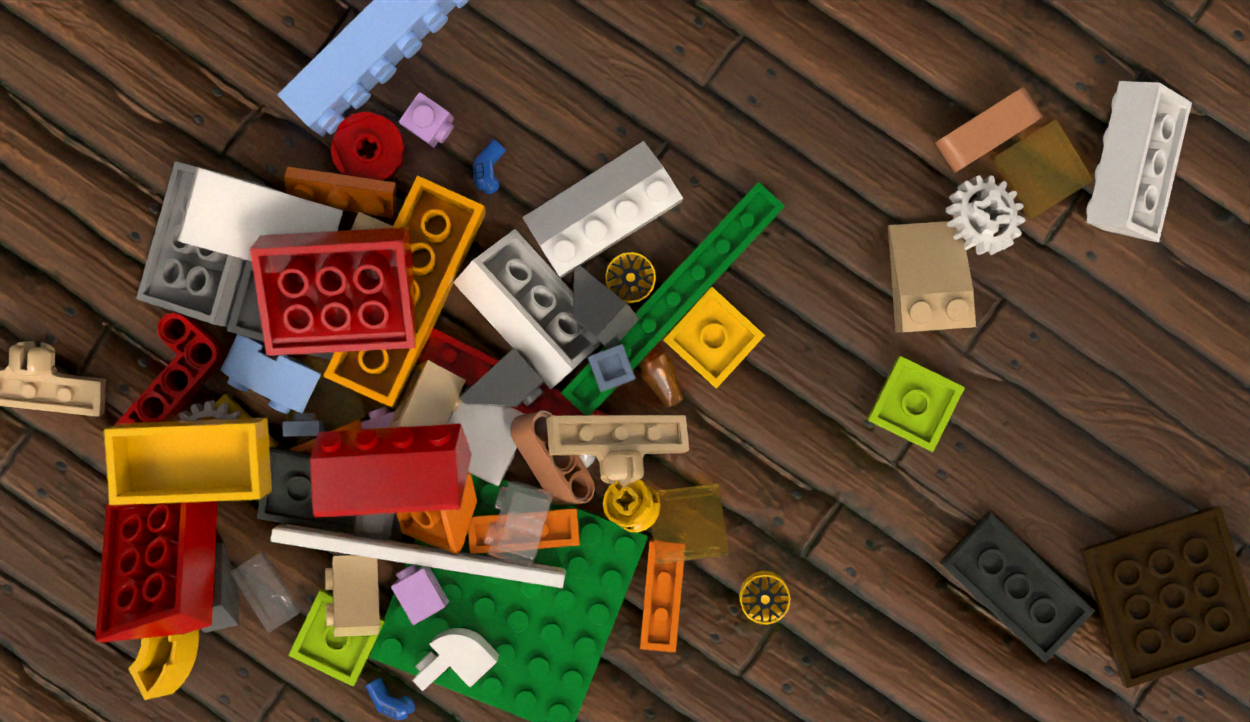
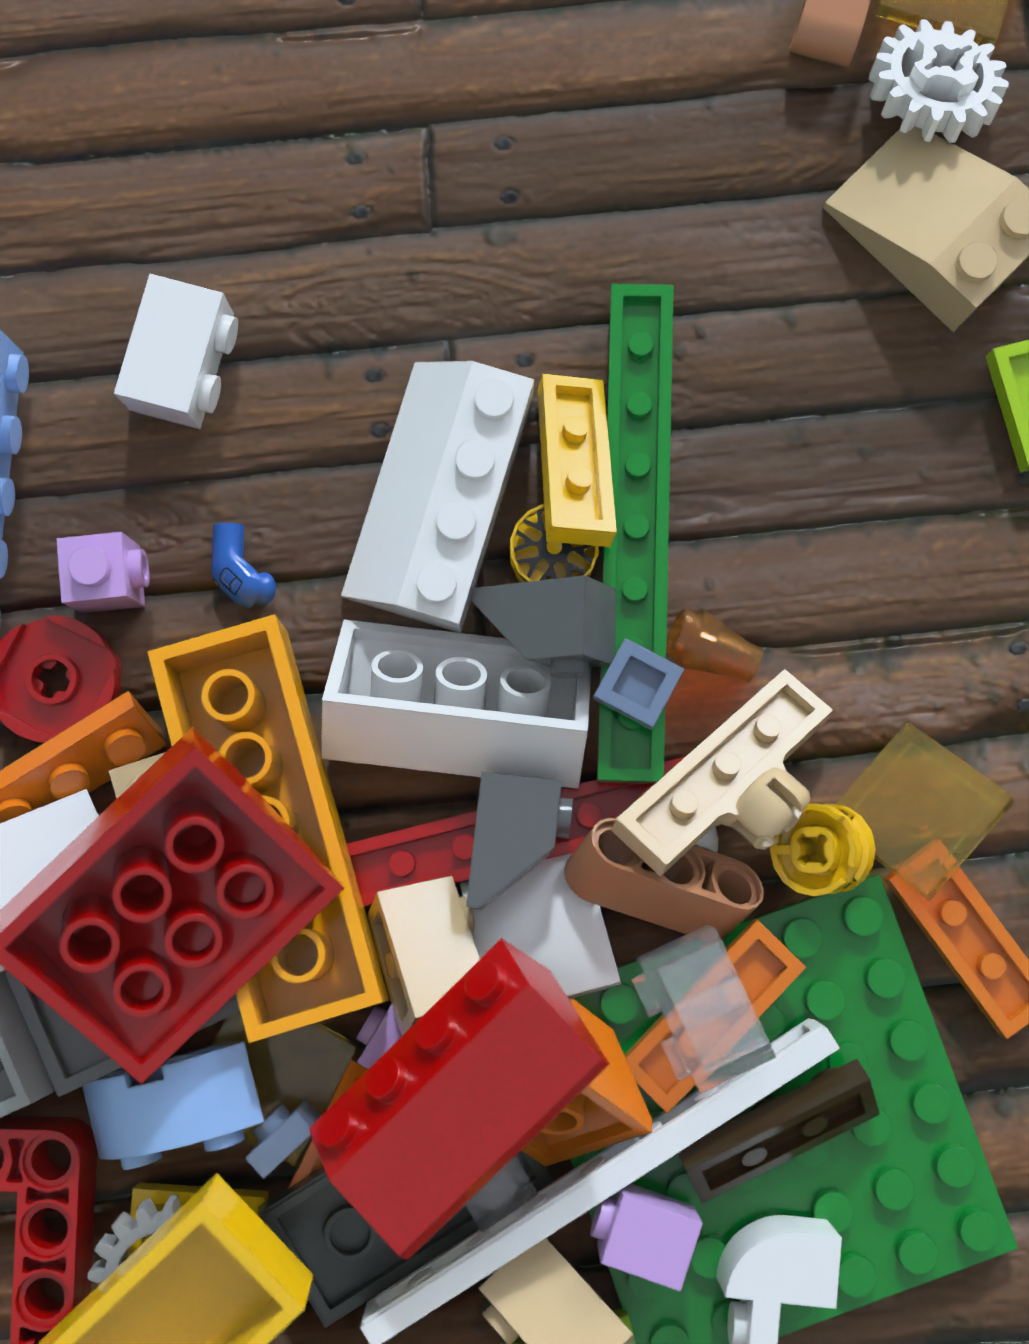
camera: 50 degrees left, 5 degrees down
(509, 600) = (780, 1130): none -> dark brown plate
(541, 48) = (176, 352): none -> white brick
(672, 247) = (575, 461): none -> yellow plate
(713, 337) = (732, 534): yellow plate -> none

